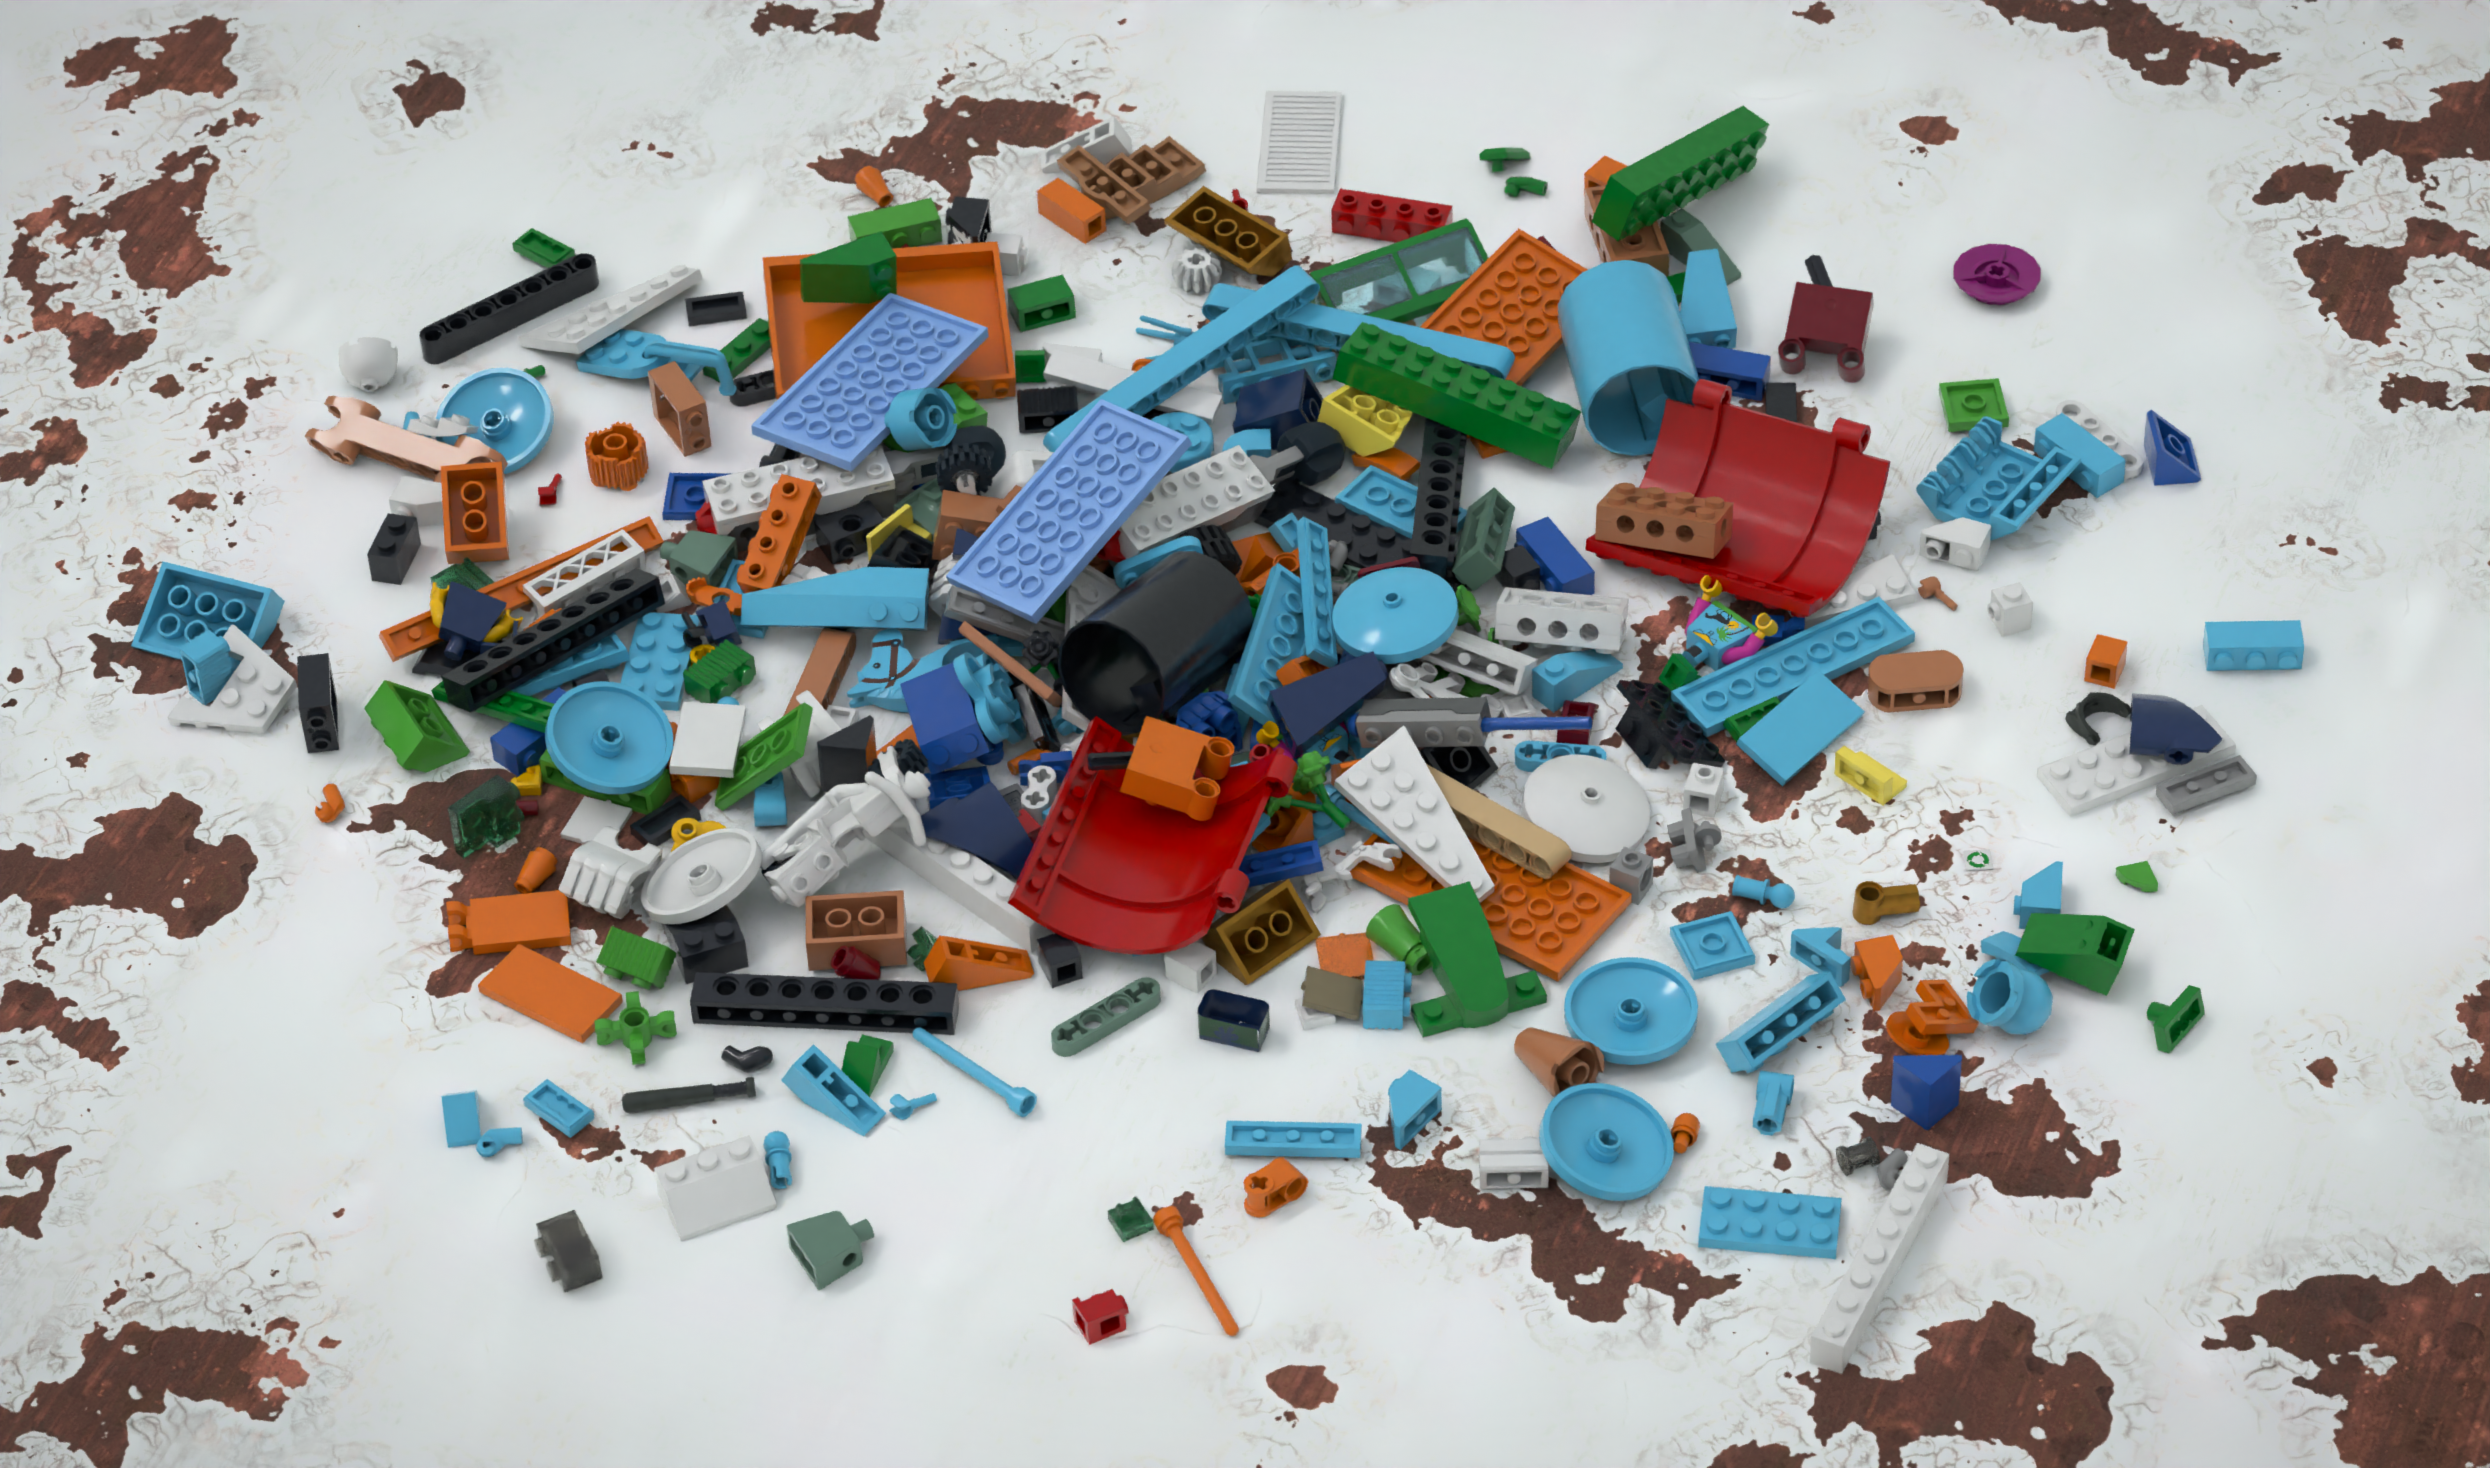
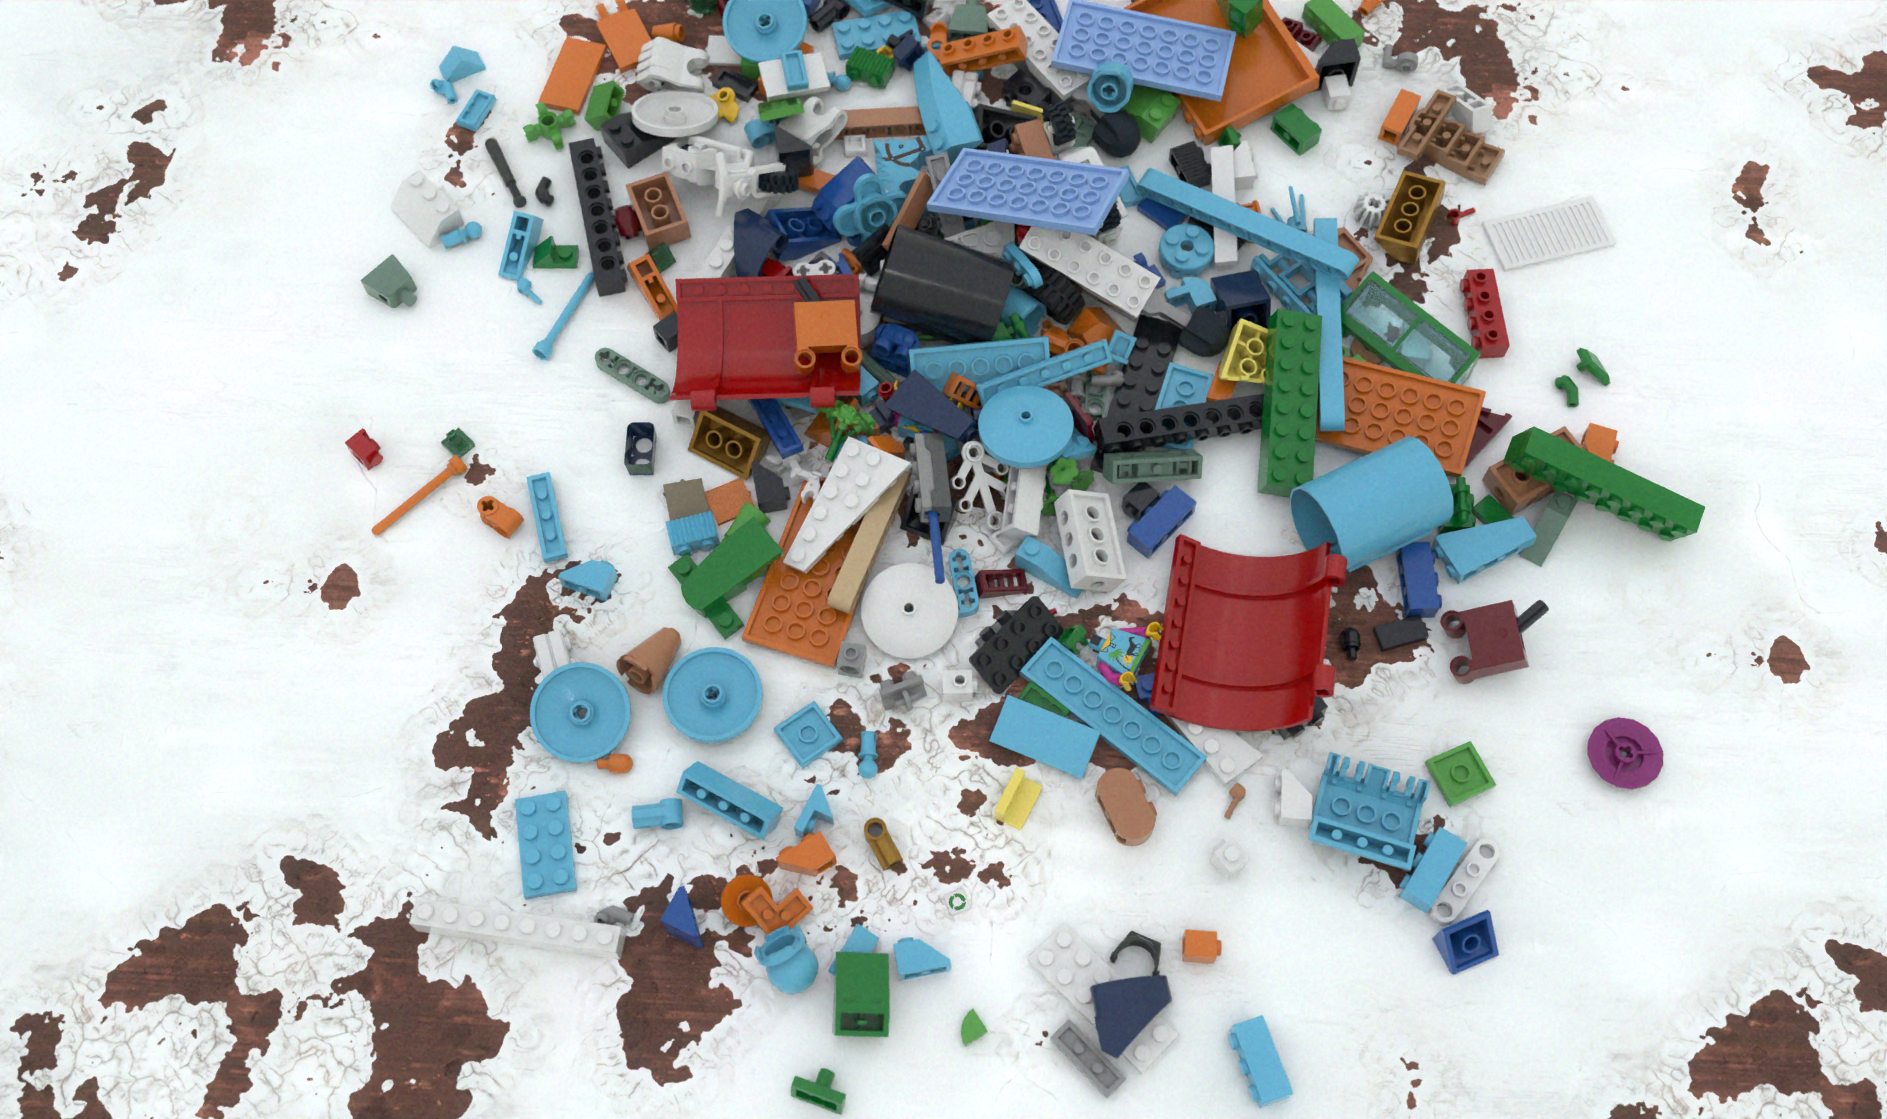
camera: 70 degrees right, 20 degrees up
(568, 1251) = (354, 152): clear smoke brick -> none
(705, 730) = (794, 70): none -> medium azure tile
(989, 184) = (1405, 61): none -> light grey plate
(1347, 907) = (769, 489): none -> black slope
(1664, 520) = (1212, 580): nougat brick -> none
(1857, 1156) = (618, 888): clear smoke bush -> none

